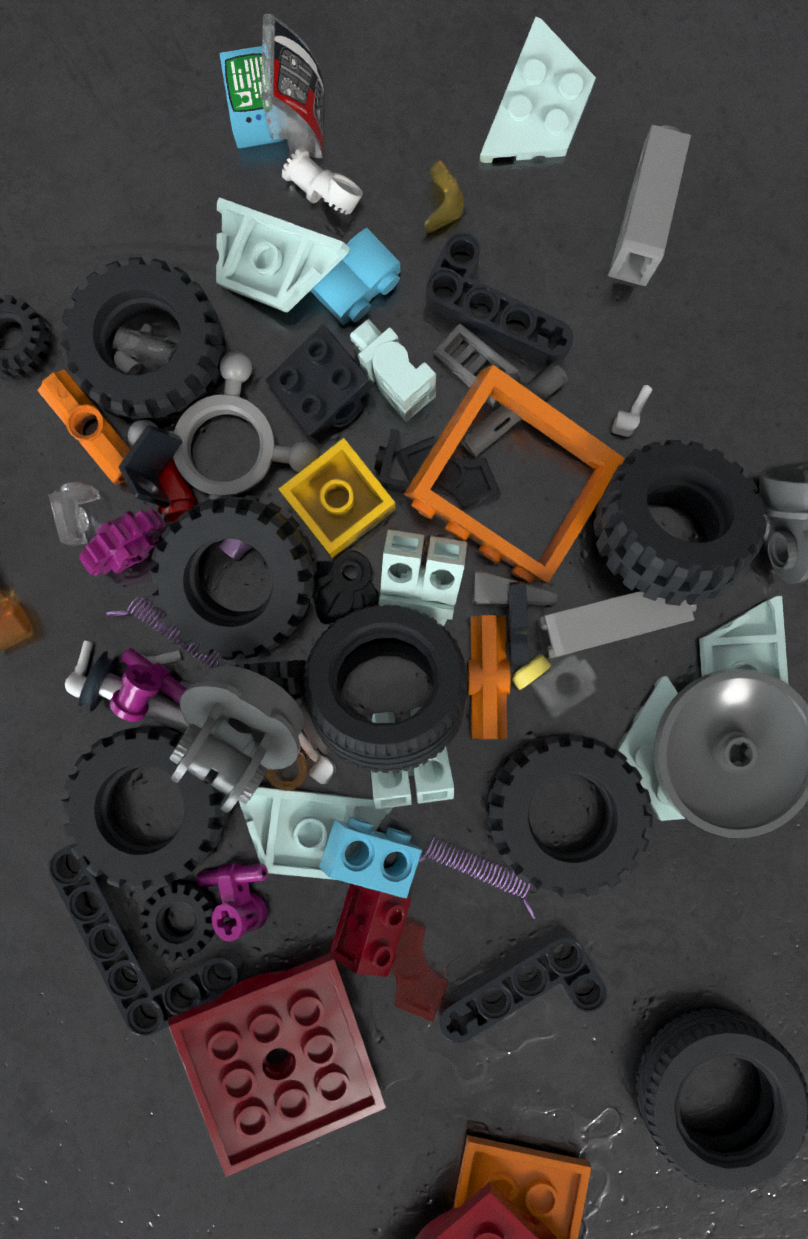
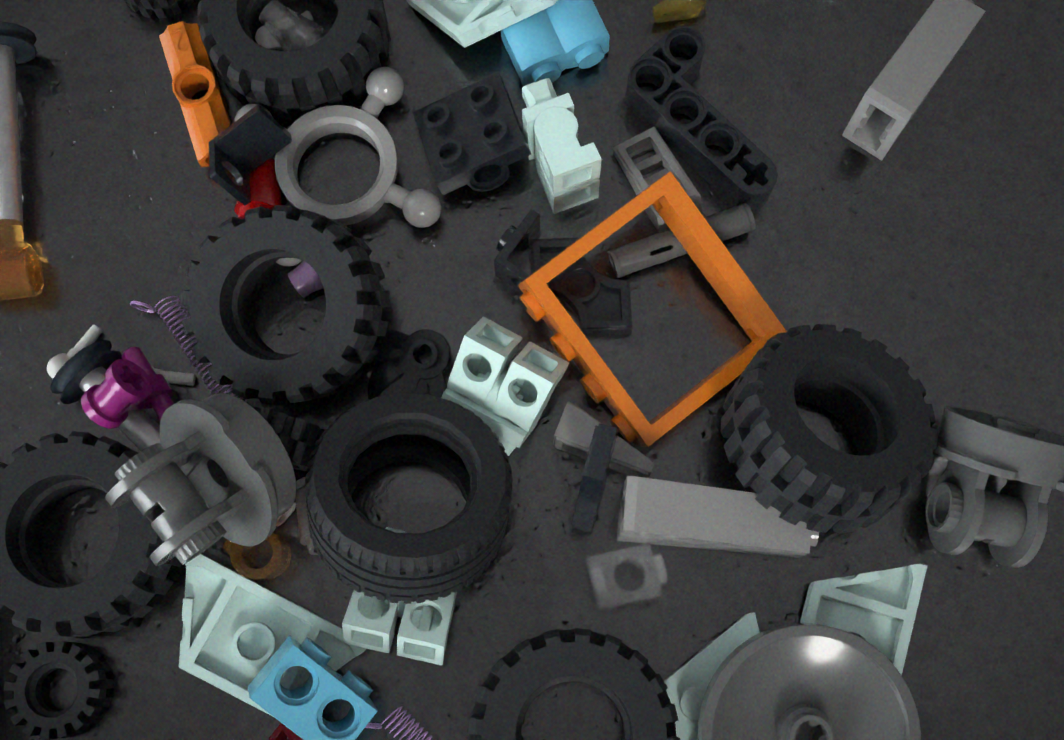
camera: 20 degrees right, 10 degrees down
(69, 518) = (135, 179): clear bracket -> none
(122, 542) = (175, 224): magenta gear -> none
(235, 898) = (134, 689): magenta piece -> none
(324, 768) = (303, 572): white hand -> none
(338, 498) = (441, 265): yellow brick -> none
(488, 677) = (538, 535): orange piece -> none
(529, 672) = (591, 545): light yellow tile -> none
(626, 422) = (807, 300): white hand -> none

